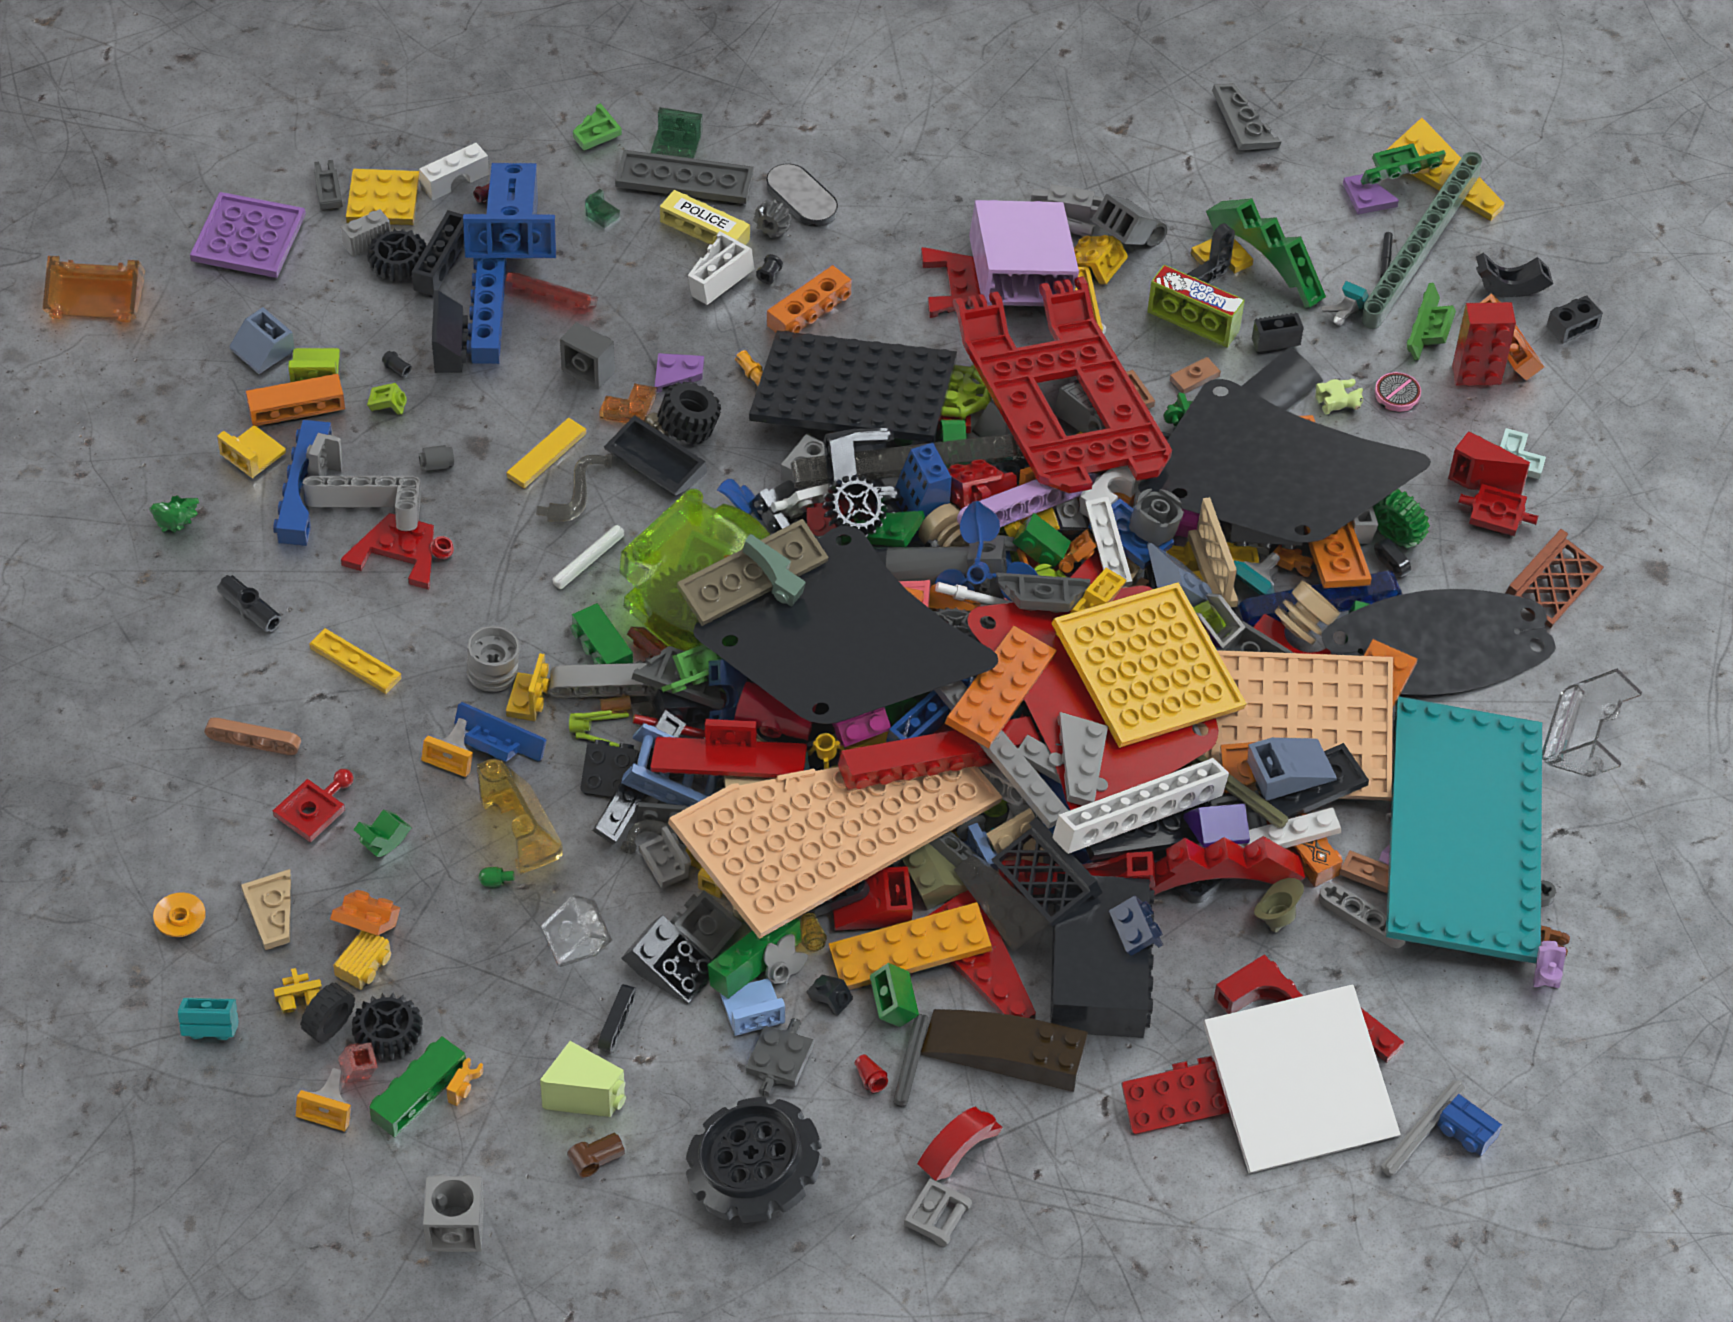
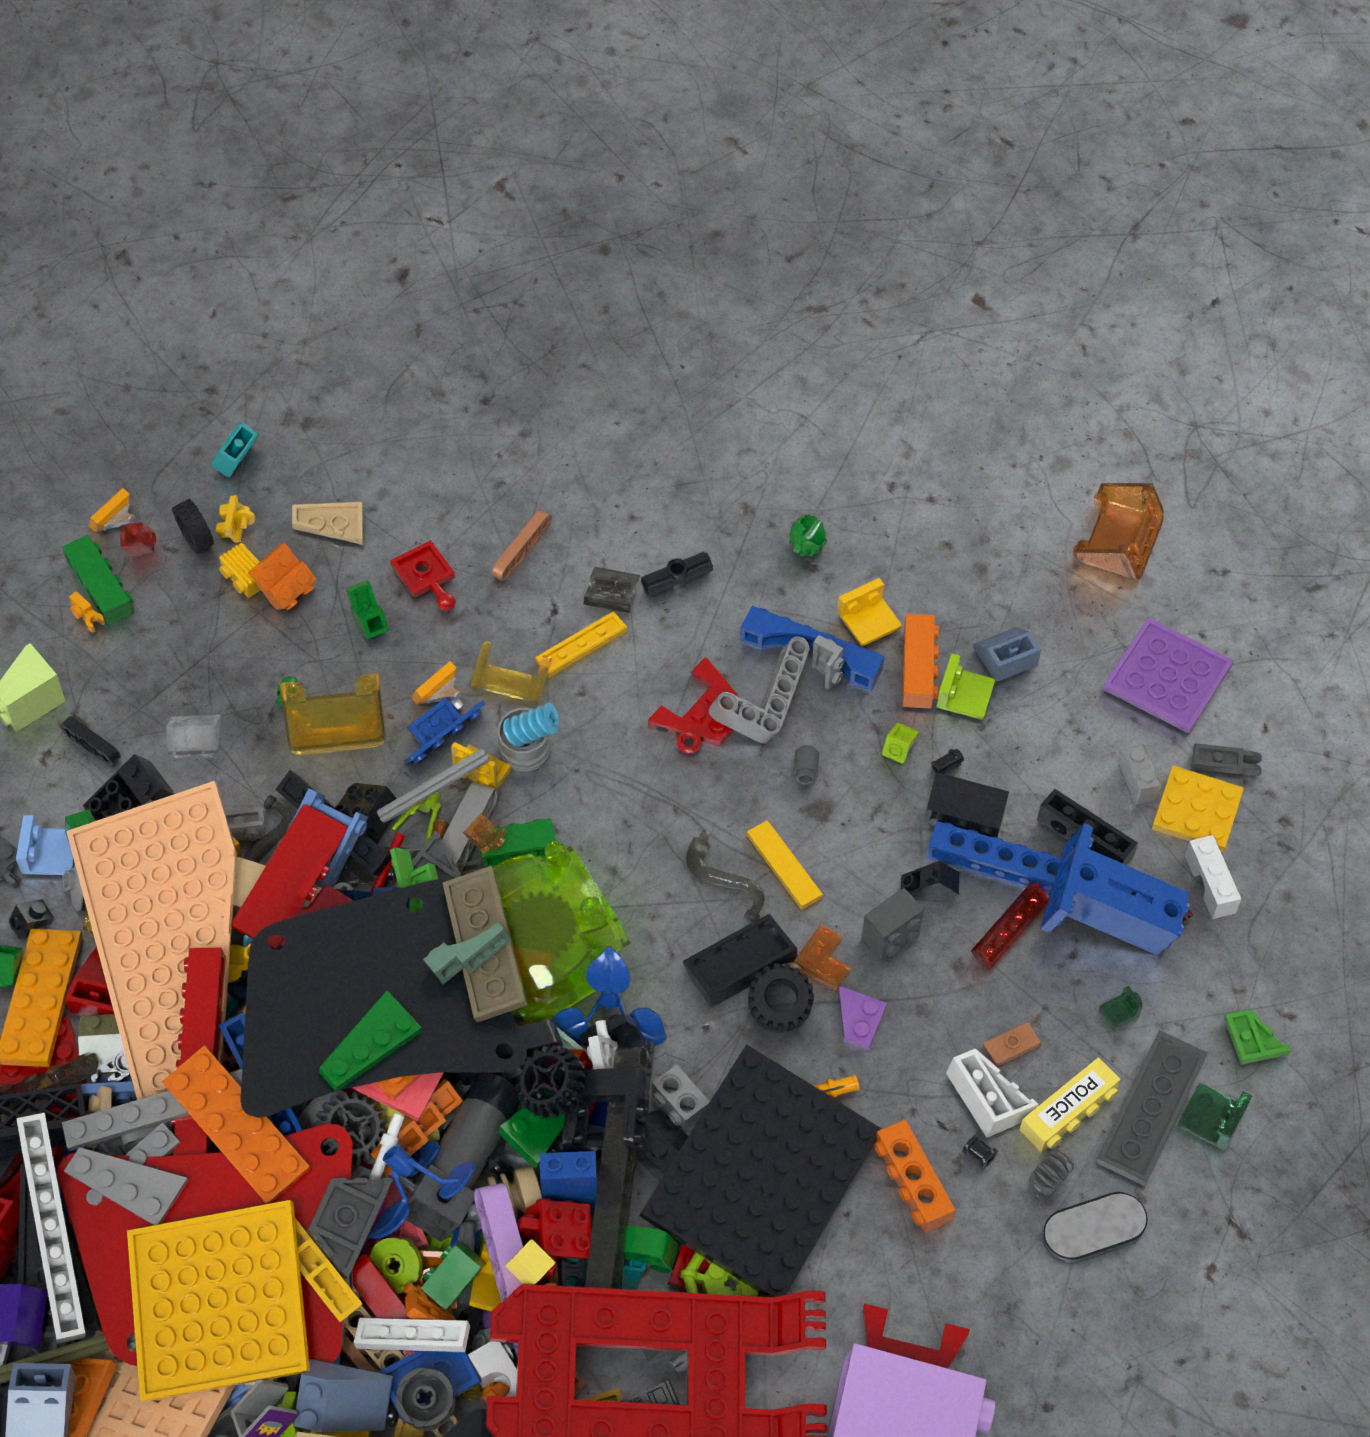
camera: 110 degrees right, 5 degrees up
(179, 906) = (352, 448): light orange dish -> none
(282, 653) = (611, 589): none -> clear smoke slope
(388, 1016) = (158, 582): black gear -> none
(395, 254) = (1102, 784): black gear -> none
(422, 702) = (508, 681): none -> clear yellow plate
(491, 630) = (532, 725): none -> medium azure piece
(531, 348) = (932, 882): none -> black slope
(579, 696) = (433, 785): none -> light grey axle
(588, 557) = (632, 864): white axle -> none
(615, 645) = (484, 834): none -> clear orange bracket
(662, 271) = (1011, 1044): none -> nougat plate
(887, 611) = (373, 1039): none -> green wing
(1021, 473) = (530, 1264): none -> light yellow panel

